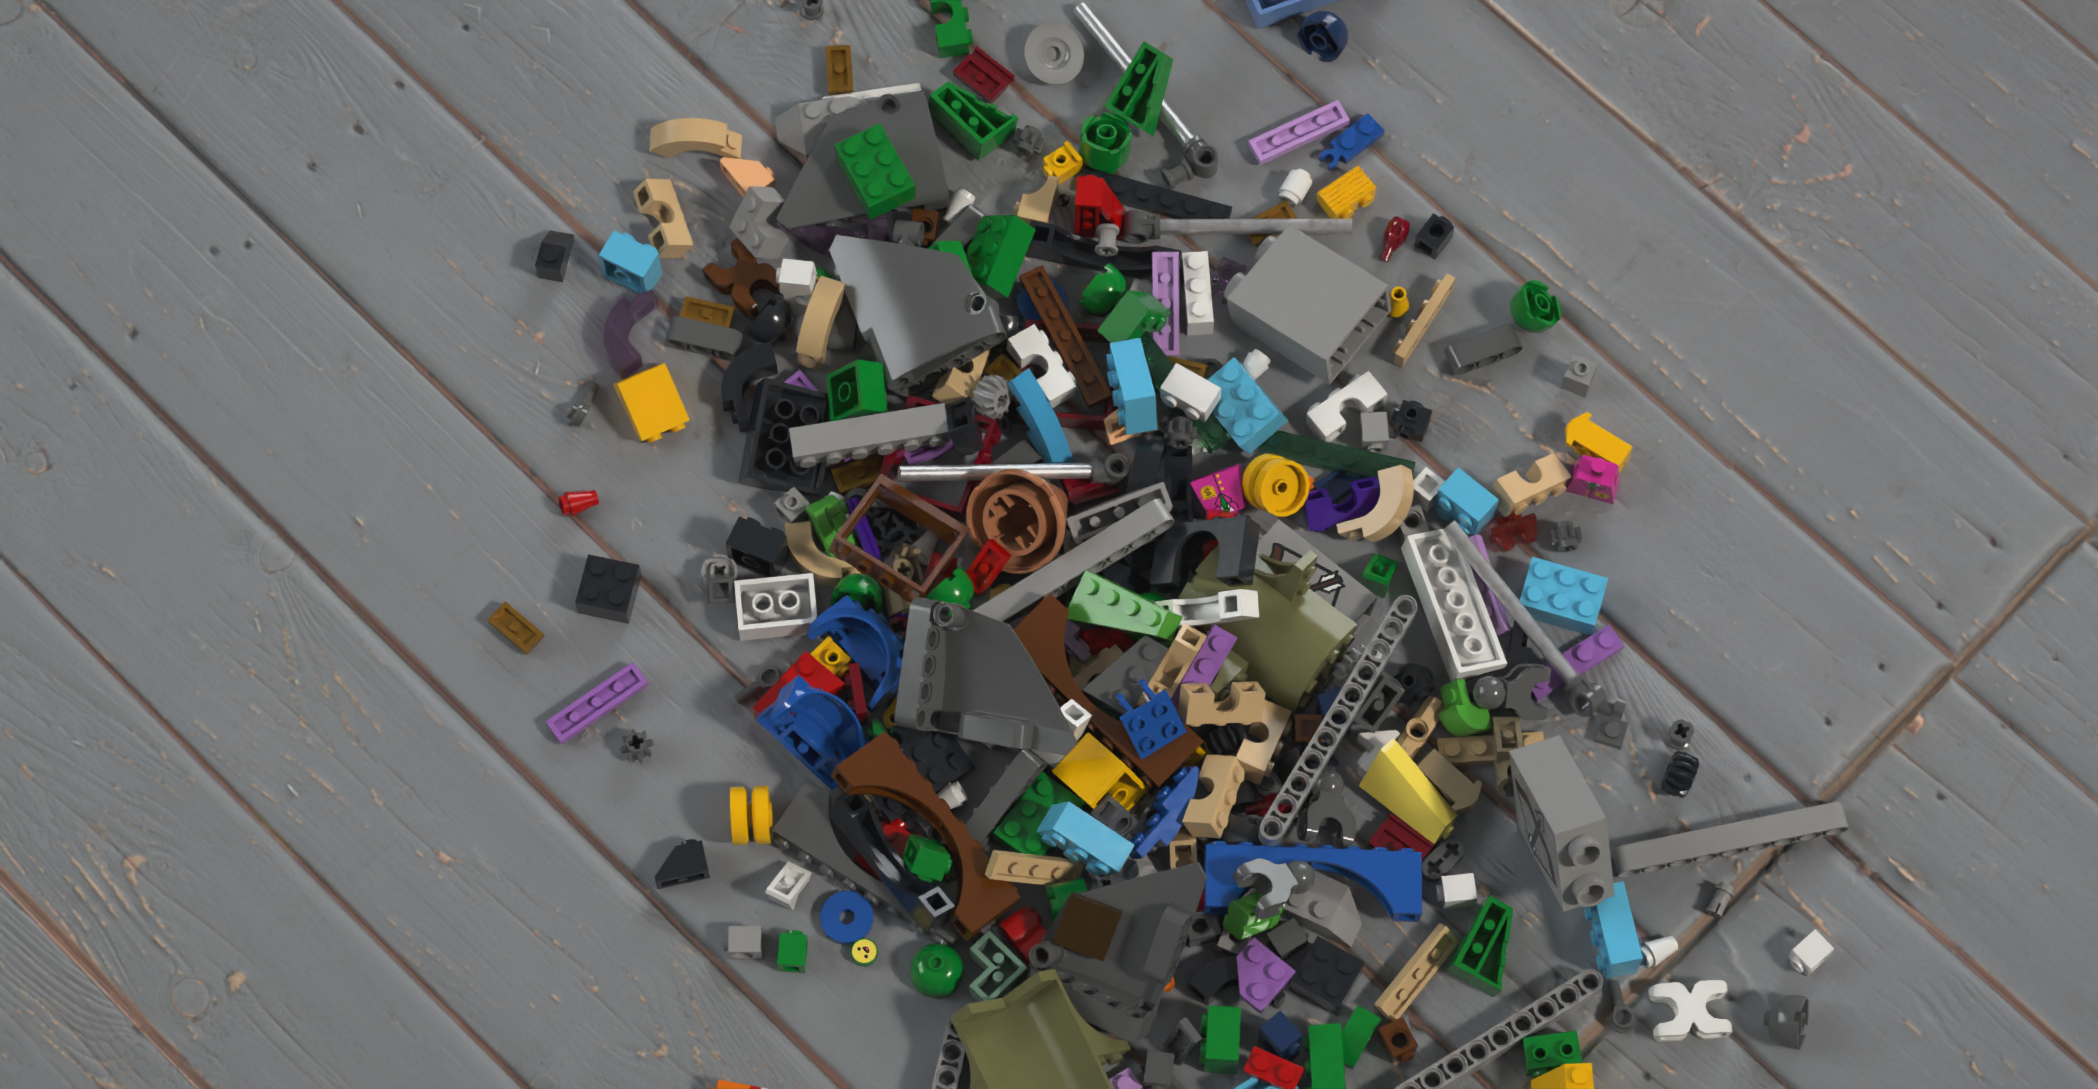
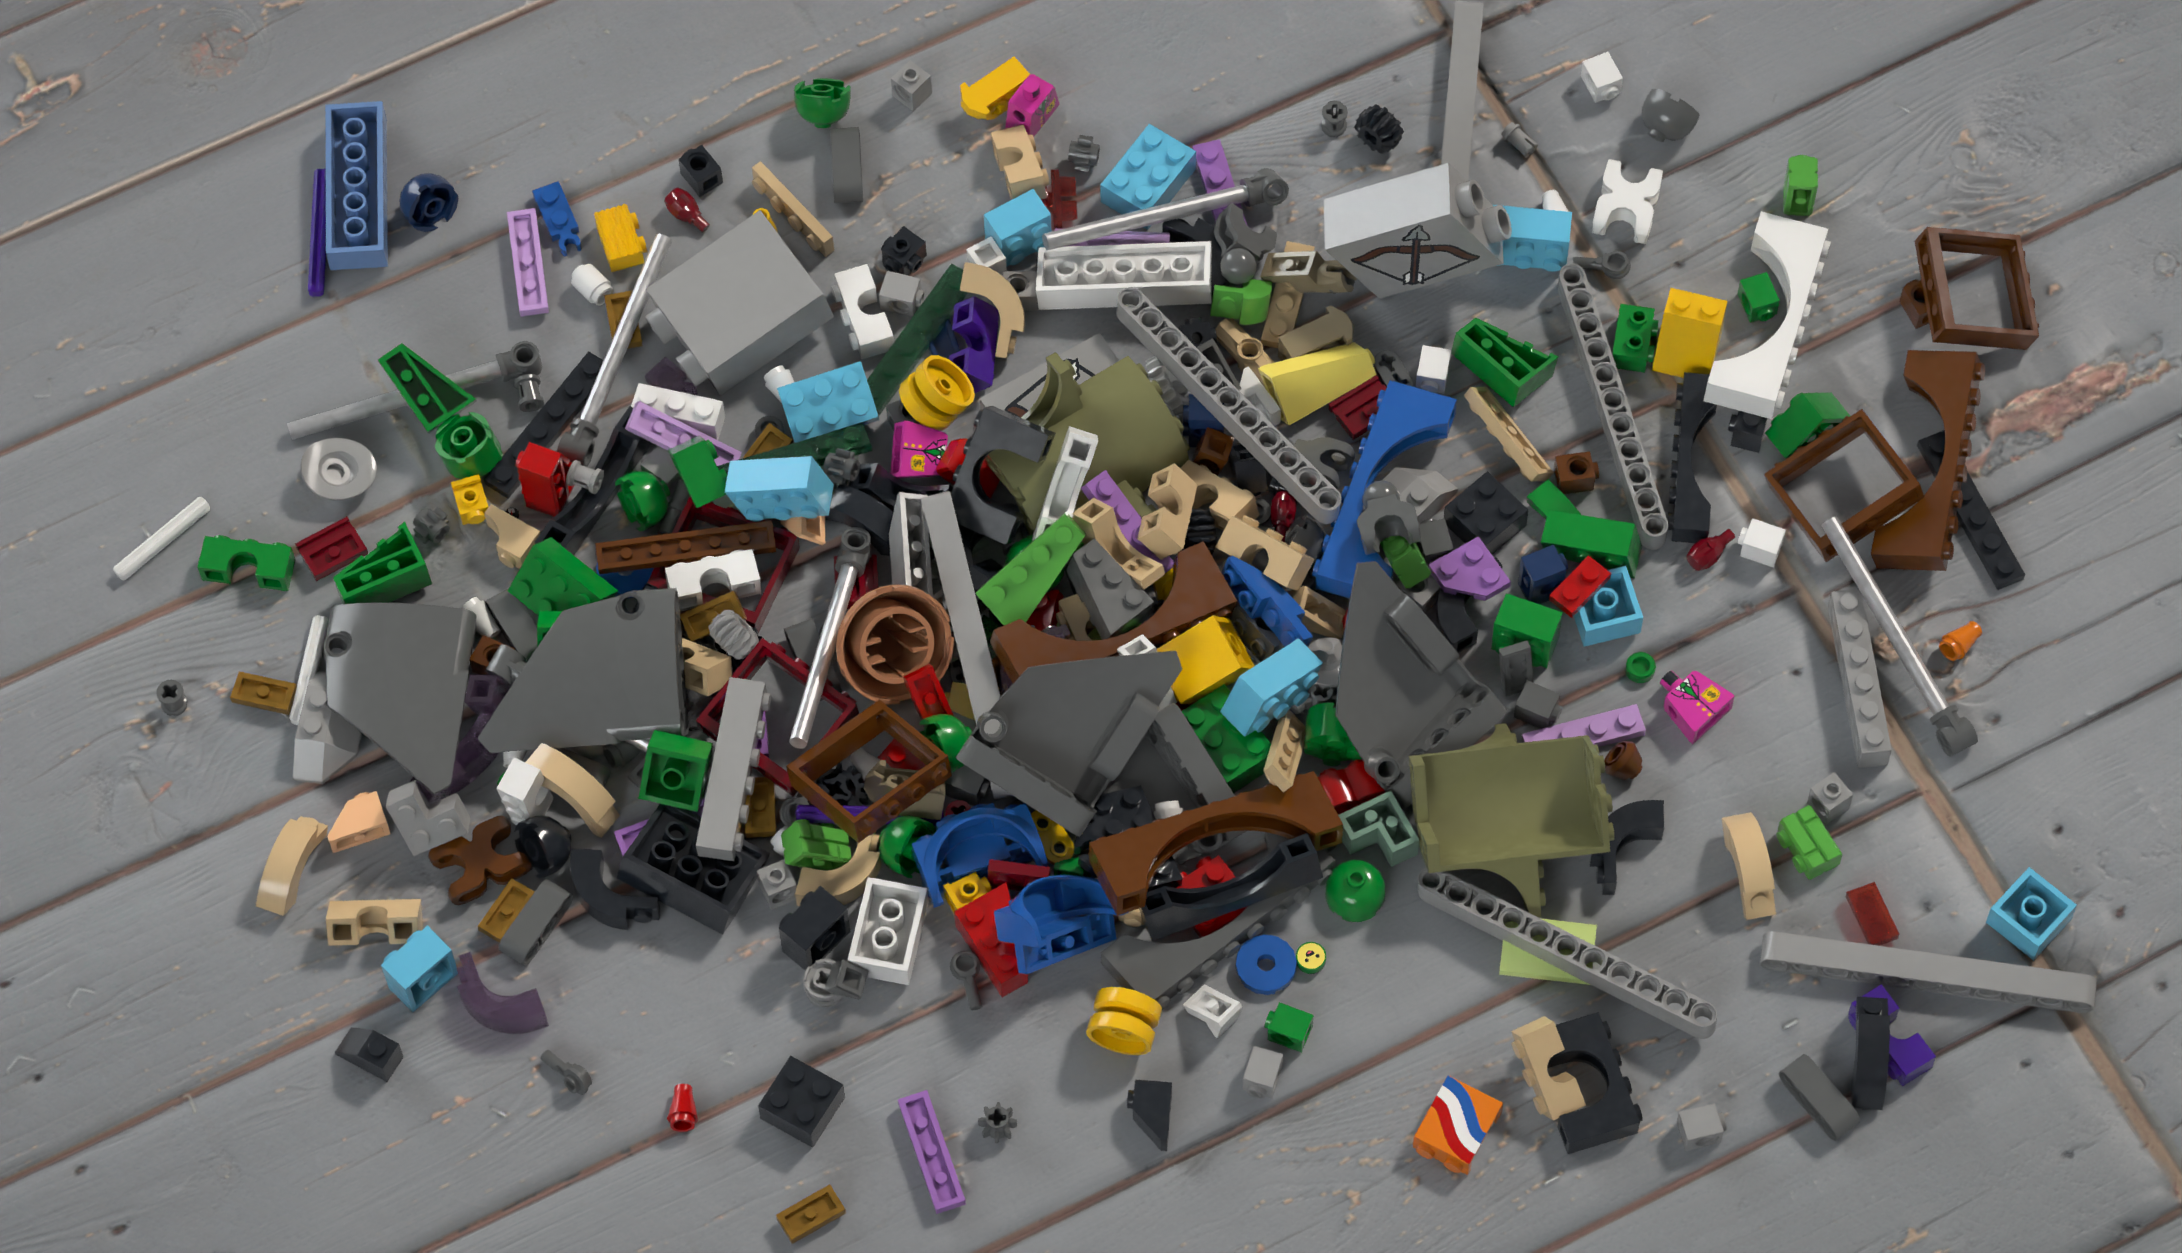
camera: 70 degrees left, 5 degrees down
(652, 403) = (592, 995): yellow slope -> none
(875, 171) = (424, 669): green brick -> none
(926, 858) = (1240, 850): green brick -> none
(964, 427) = (764, 665): black slope -> none
(1040, 418) = (770, 598): dark azure slope -> none
(1087, 926) = (1372, 710): dark brown tile -> none
(1114, 816) = (1254, 650): dark grey brick -> none
(1152, 723) = (1176, 576): blue plate -> none
(1190, 393) = (806, 435): white brick -> none
(1379, 574) = (1061, 335): green slope -> none
(1612, 728) = (1303, 179): dark grey plate -> none

